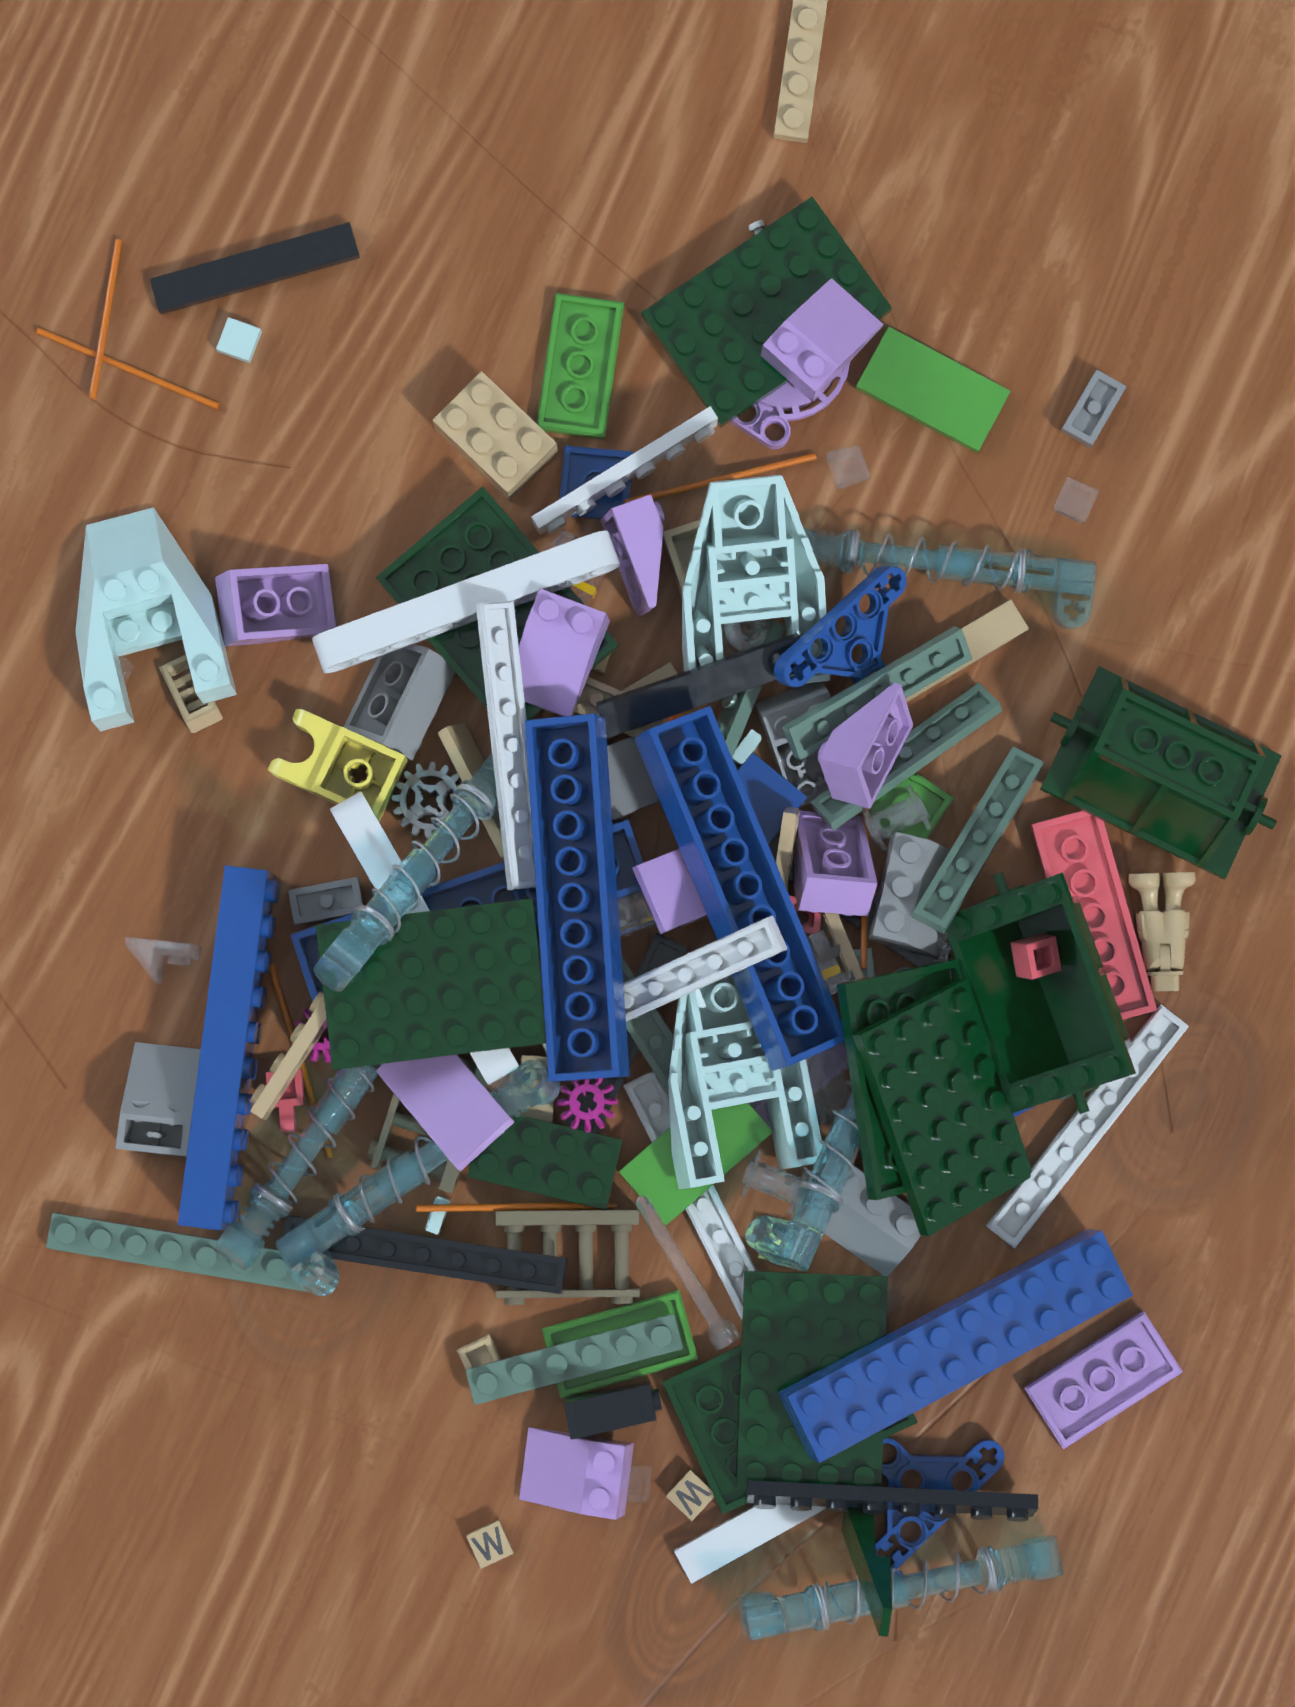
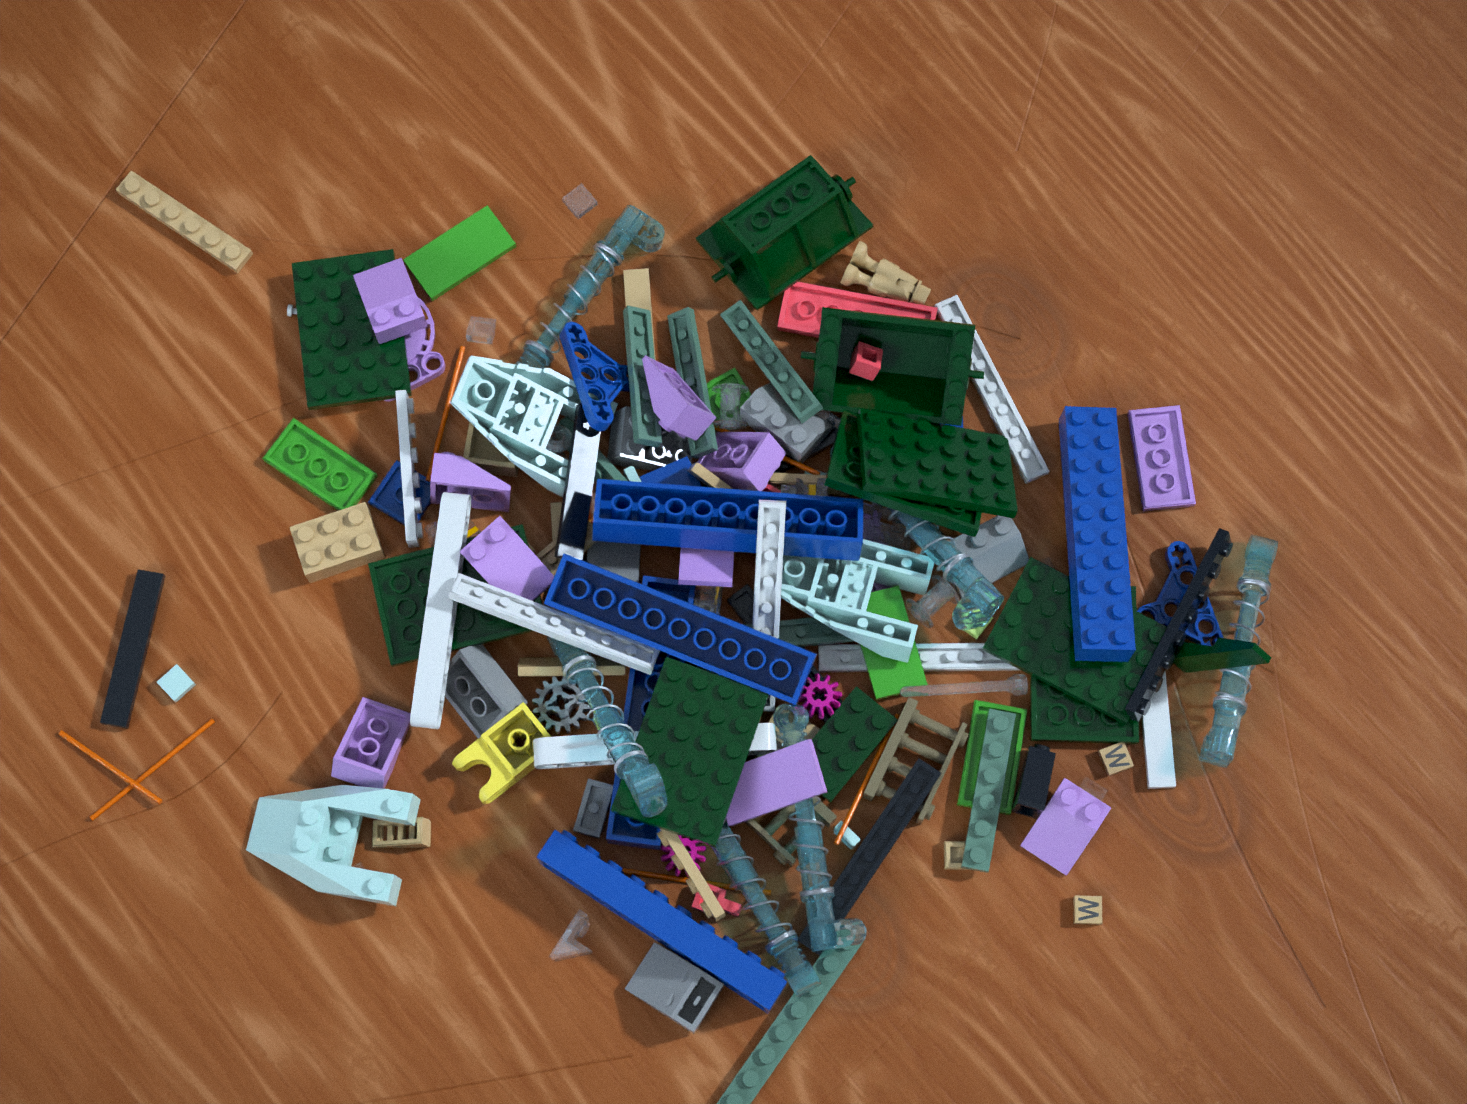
camera: 60 degrees left, 10 degrees down
(1093, 408) = (526, 161): light grey plate -> none

